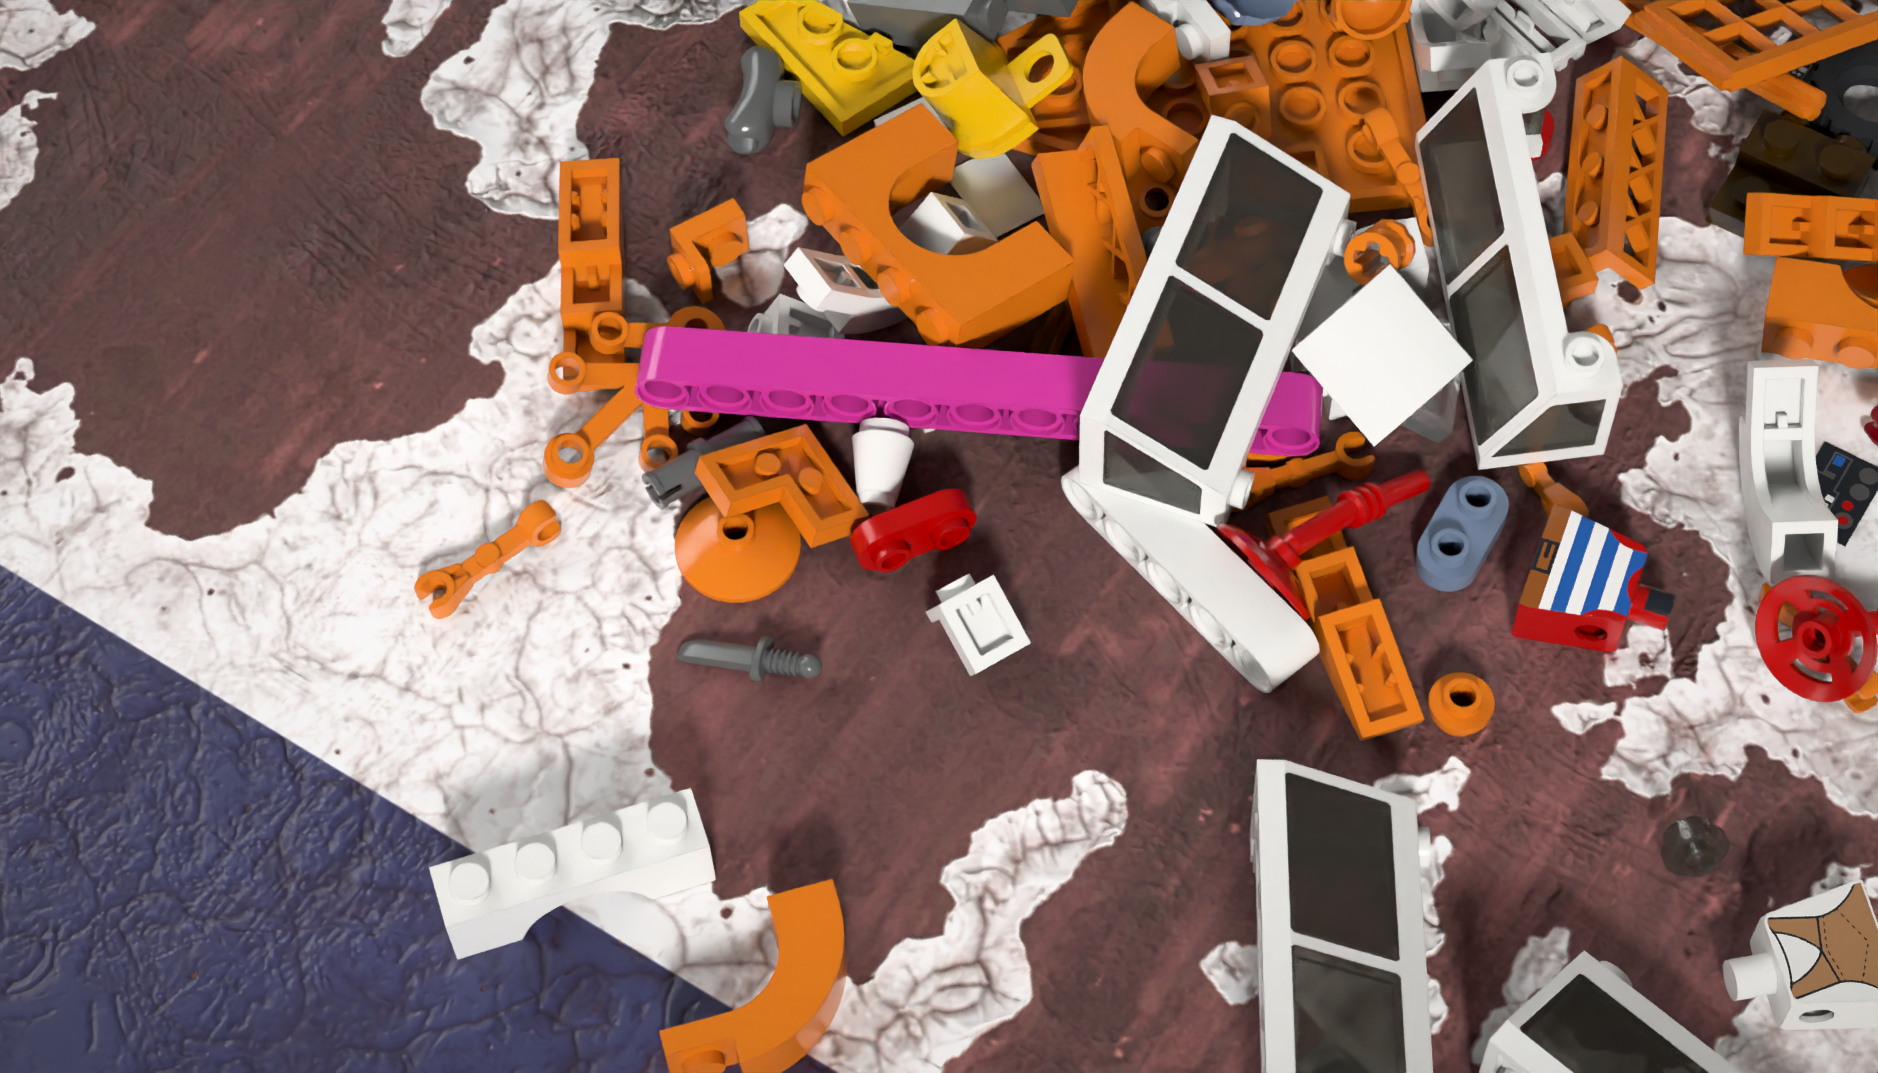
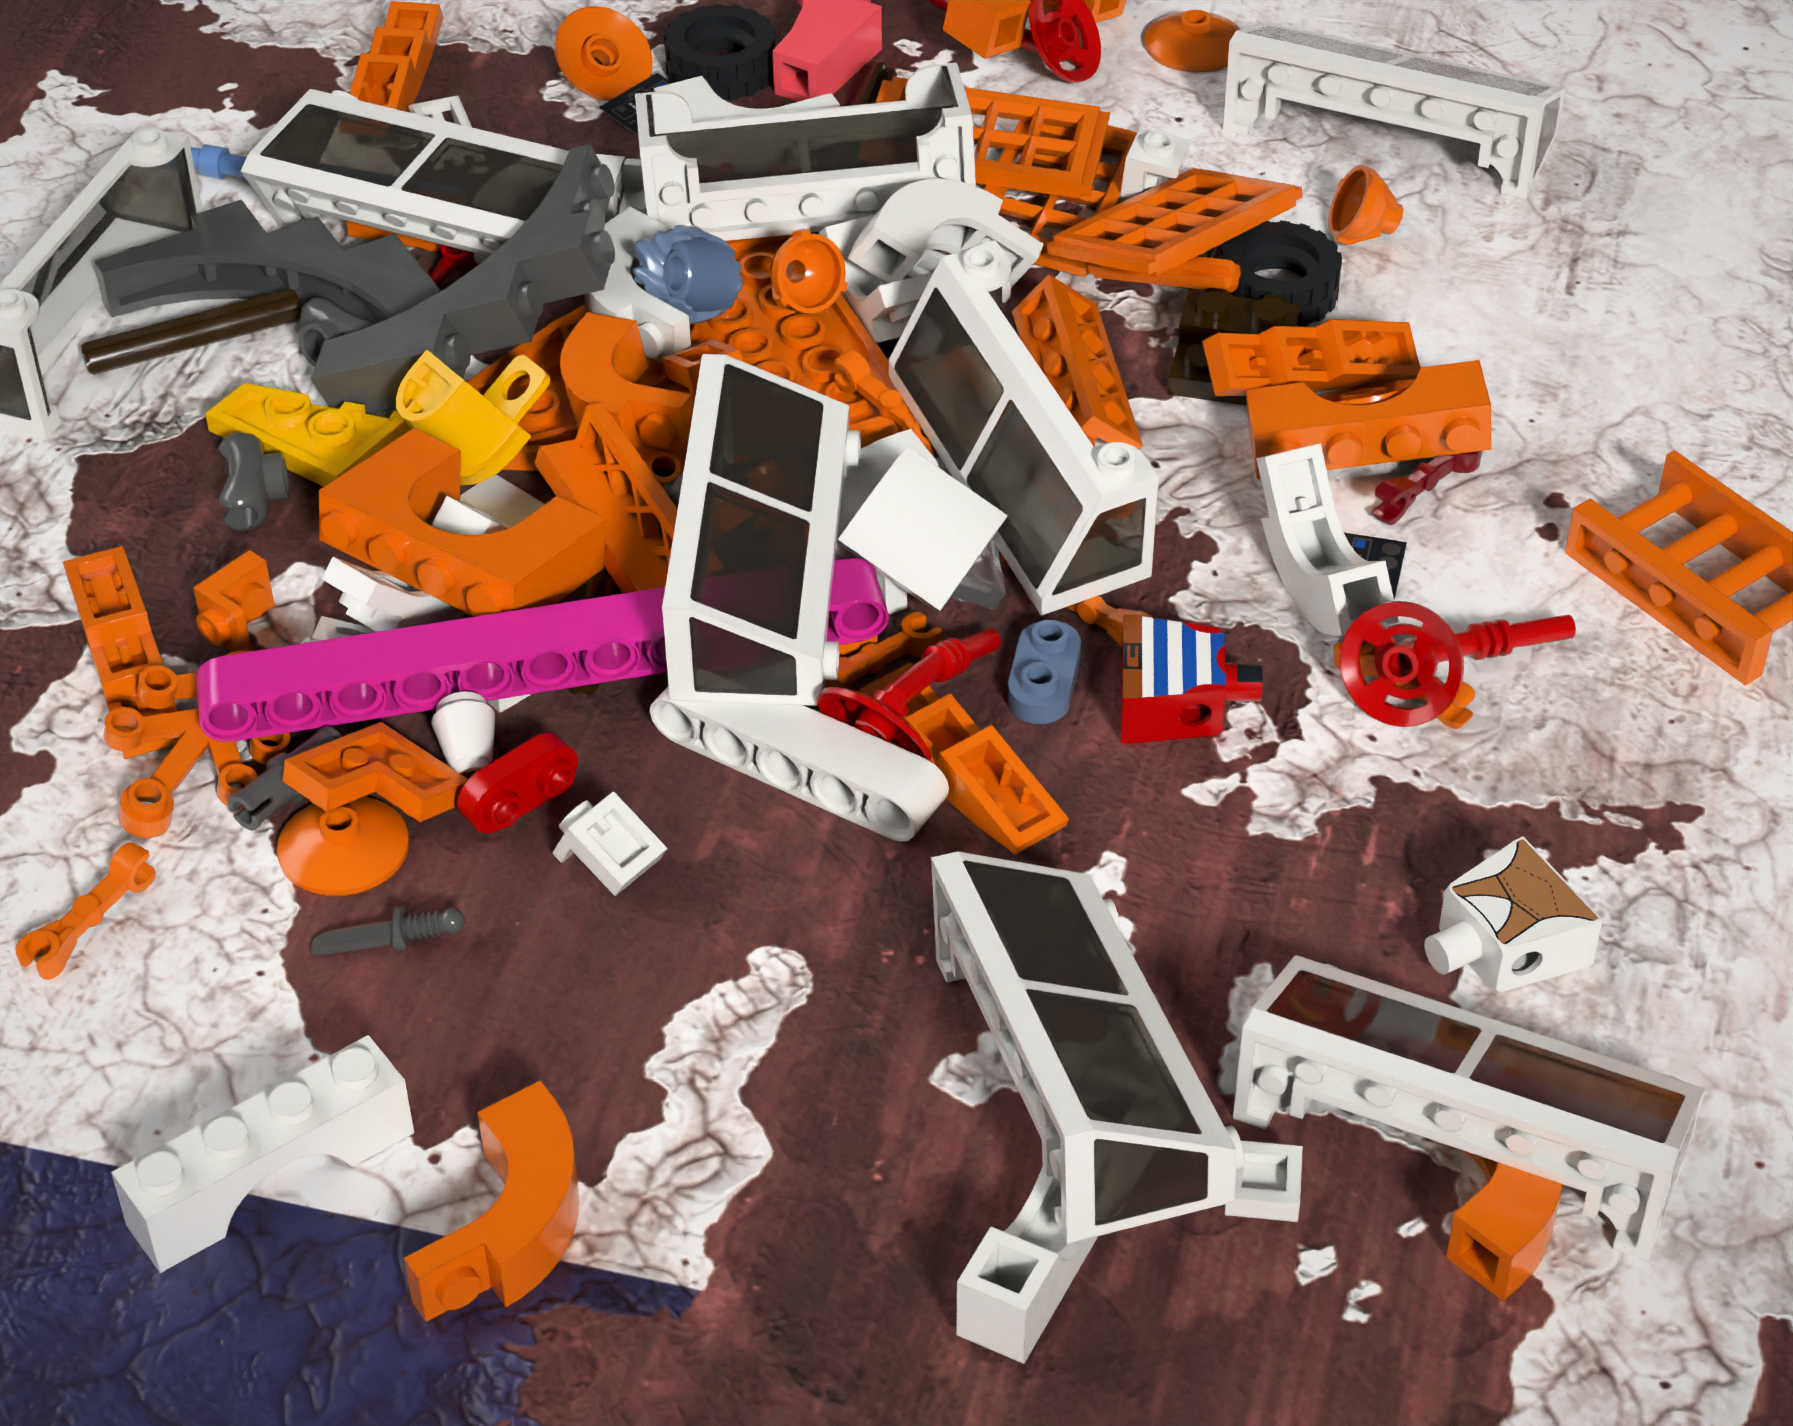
camera: 20 degrees left, 15 degrees down
(1393, 242) = (879, 435): orange bush -> none
(1457, 719) = (1097, 803): orange plate -> none
(1693, 846) = (1358, 859): clear smoke plate -> none

